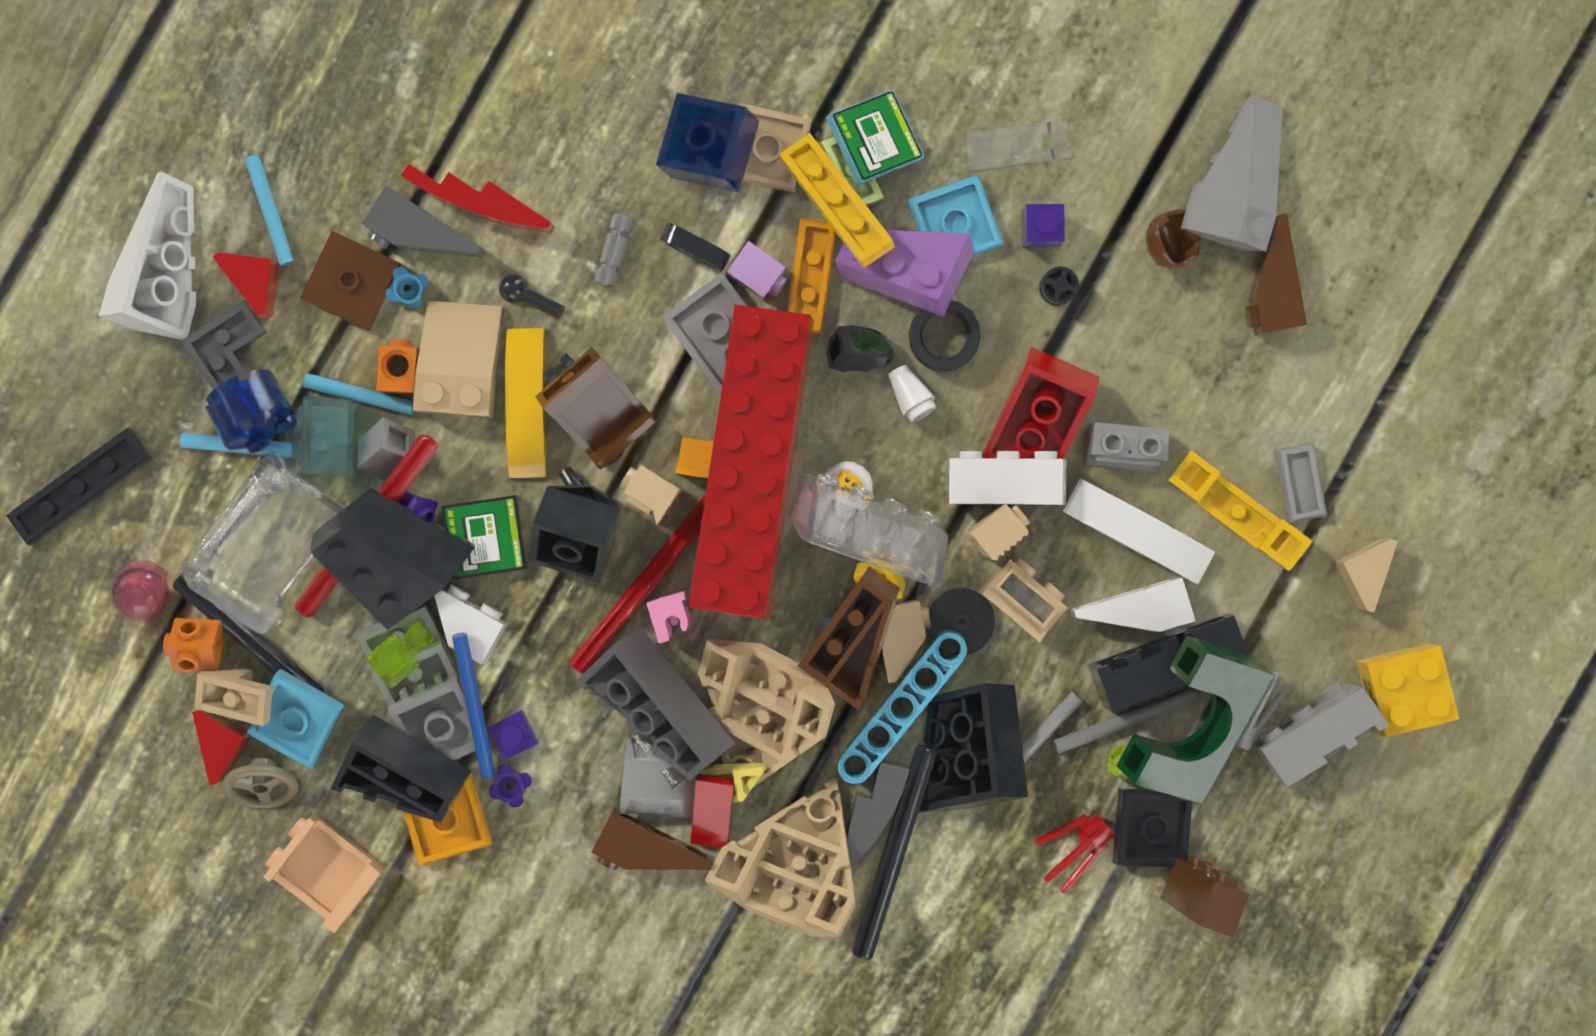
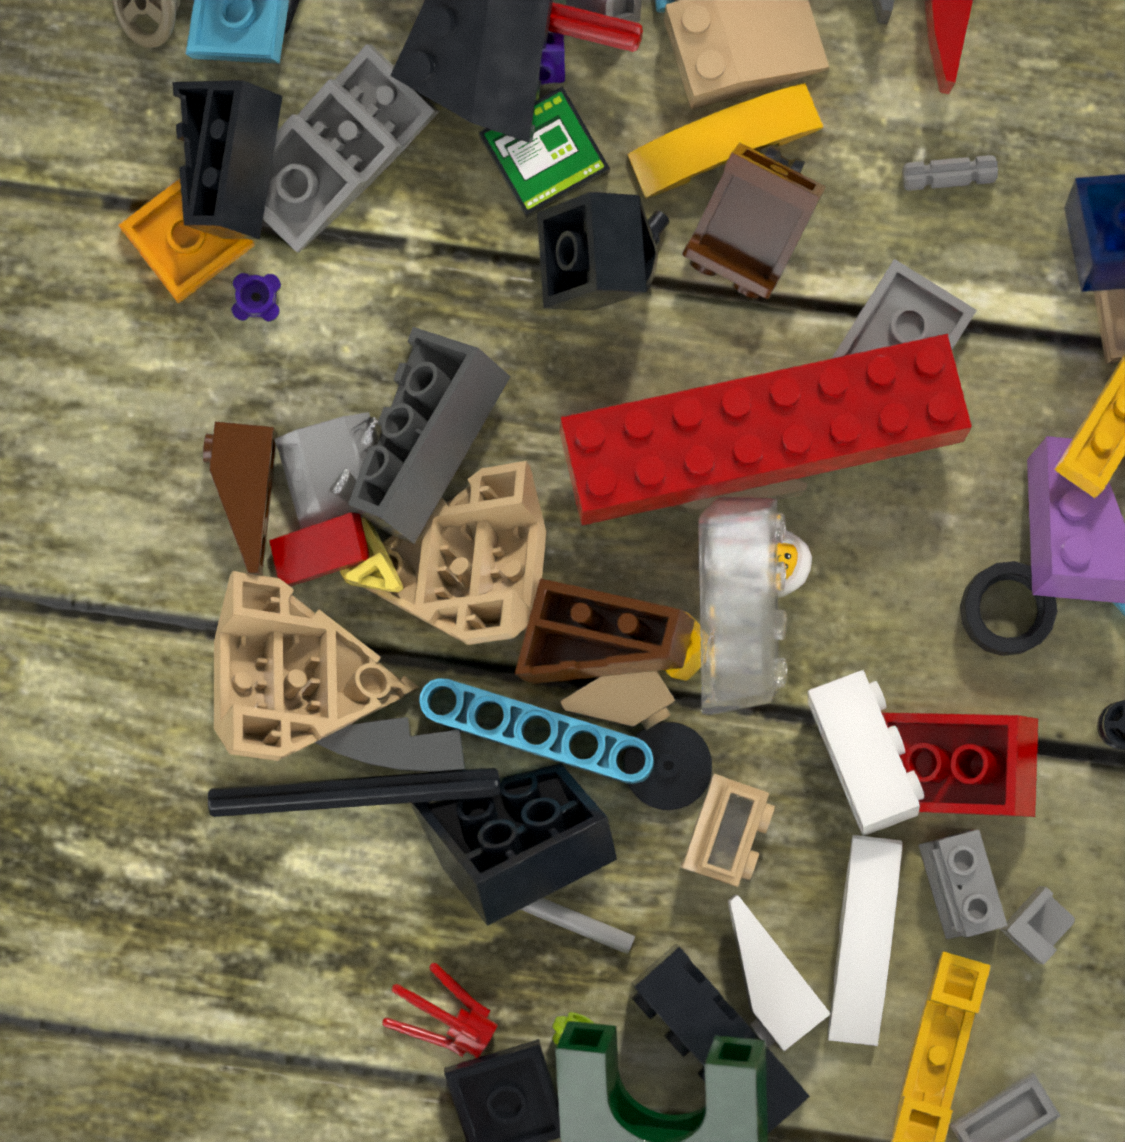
camera: 70 degrees right, 5 degrees down
(324, 870) = (70, 115): light nougat panel -> none
(396, 658) = (361, 98): clear neon green plate -> none
(473, 705) = (338, 213): blue bar -> none
(481, 624) = (429, 172): white slope -> none
(513, 735) = (318, 277): dark purple plate -> none
(514, 289) = (854, 75): black bar -> none
(639, 590) = (548, 358): red axle -> none
(650, 492) = (678, 325): tan window -> none
(672, 608) = (543, 400): bright pink hinge -> none
(694, 247) = (993, 266): black beam -> none
(694, 457) = (737, 360): light orange panel -> none
(758, 272) = (994, 353): lavender brick -> none
(812, 270) = (1022, 419): light orange tile -> none
(858, 349) = (950, 511): black rock -> none
(912, 395) = (920, 597): white cone -> none
(999, 531) = (798, 764): tan brick -> none
(1125, 720) = (626, 1017): light grey bar -> none
(1175, 404) = (1038, 925): none -> light grey panel

